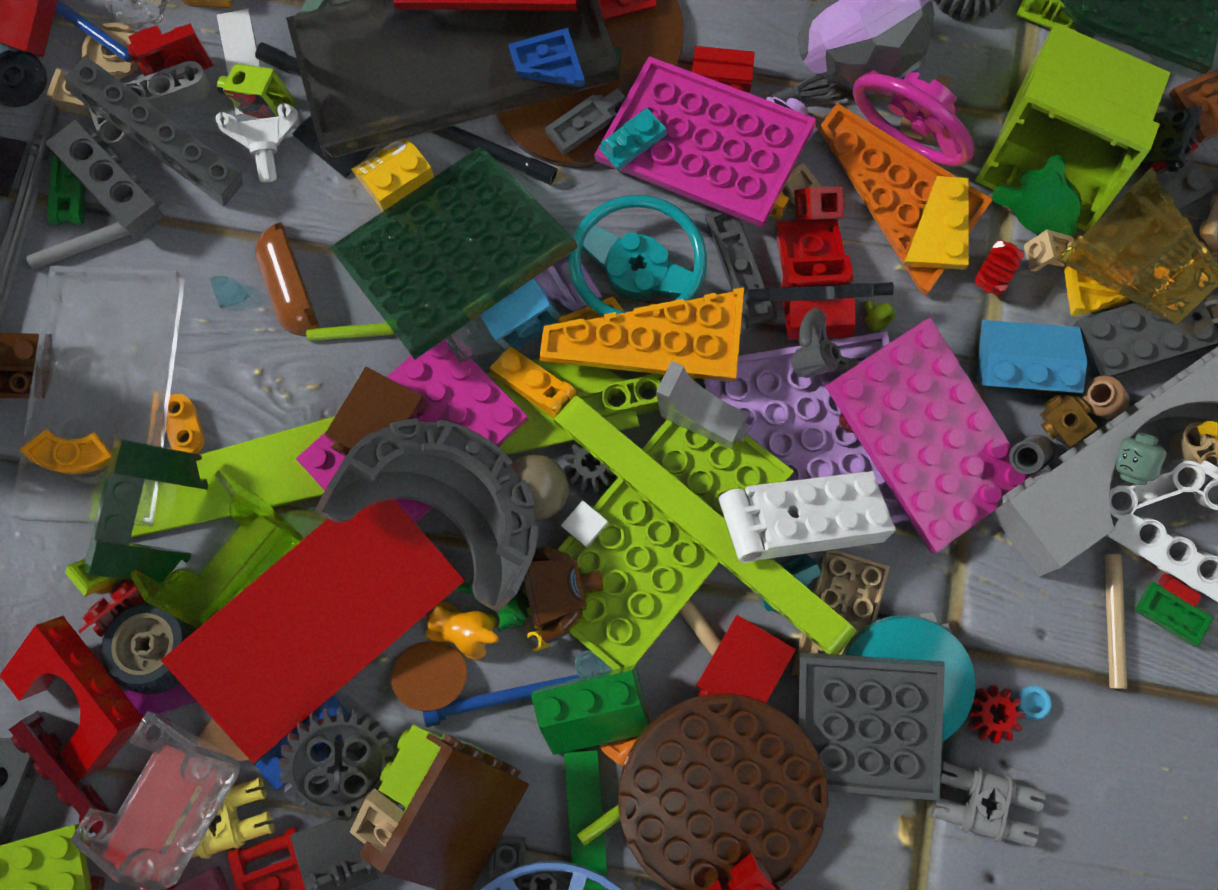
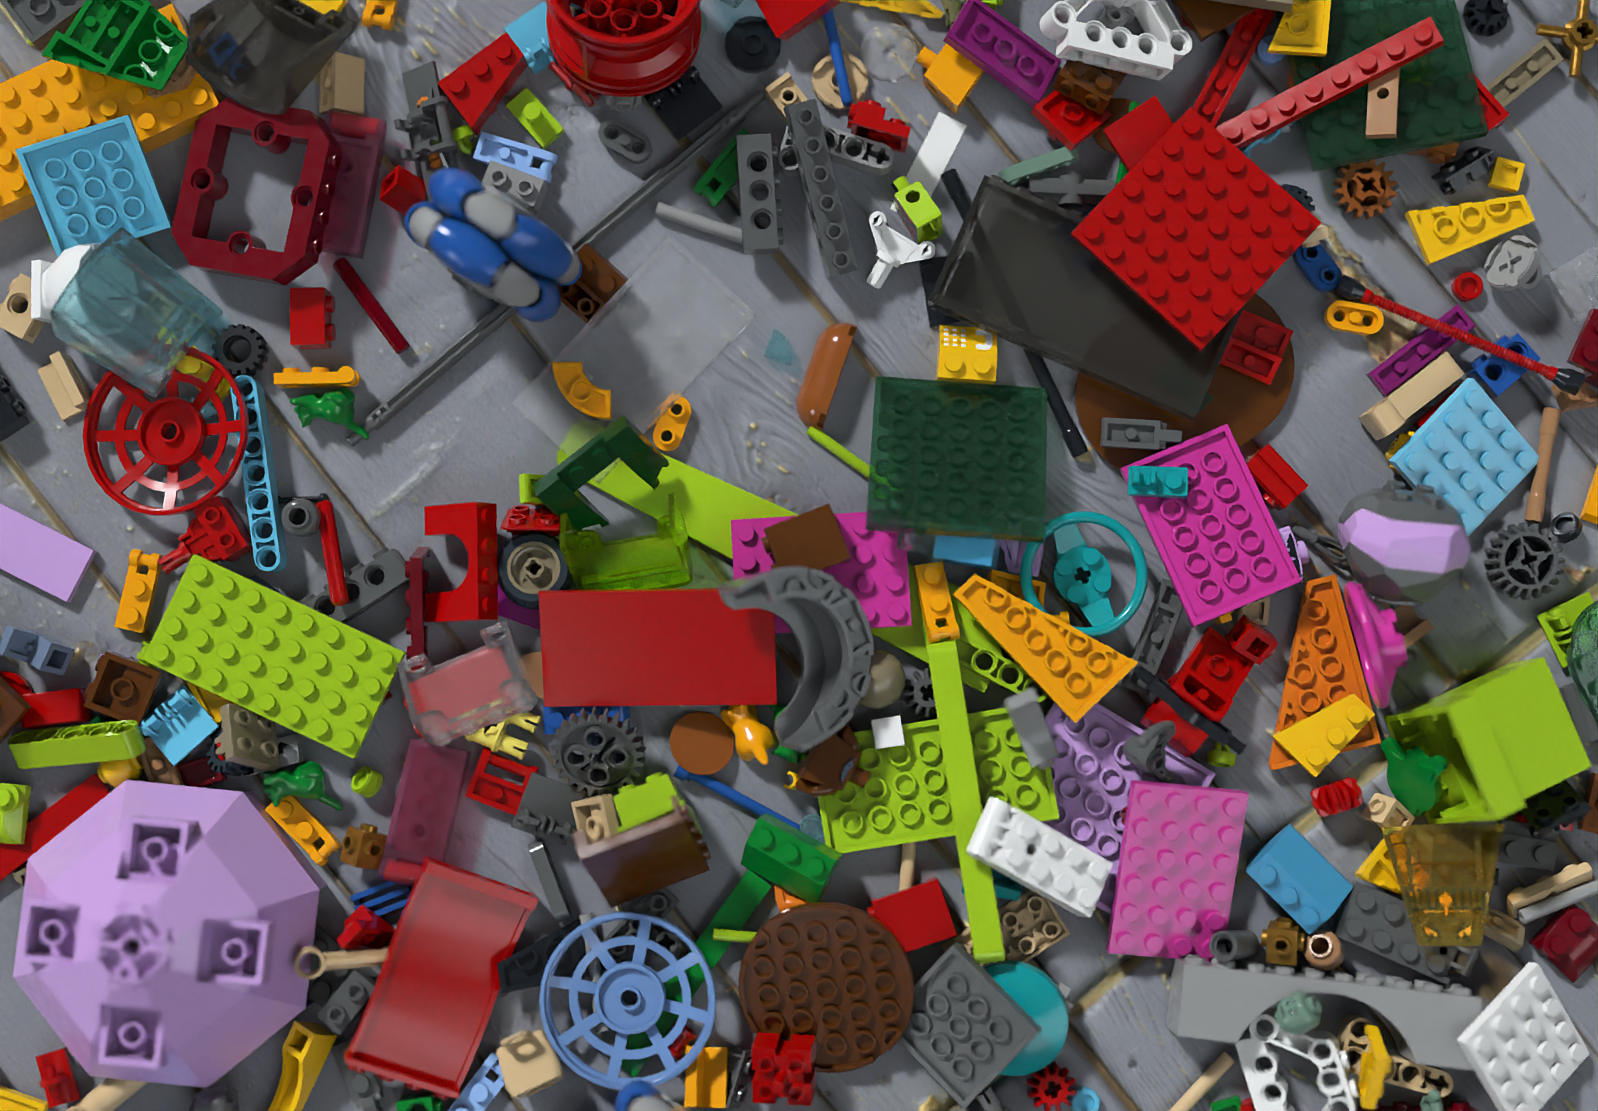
camera: 40 degrees right, 10 degrees up
(548, 59) = (1146, 372): blue wing -> none

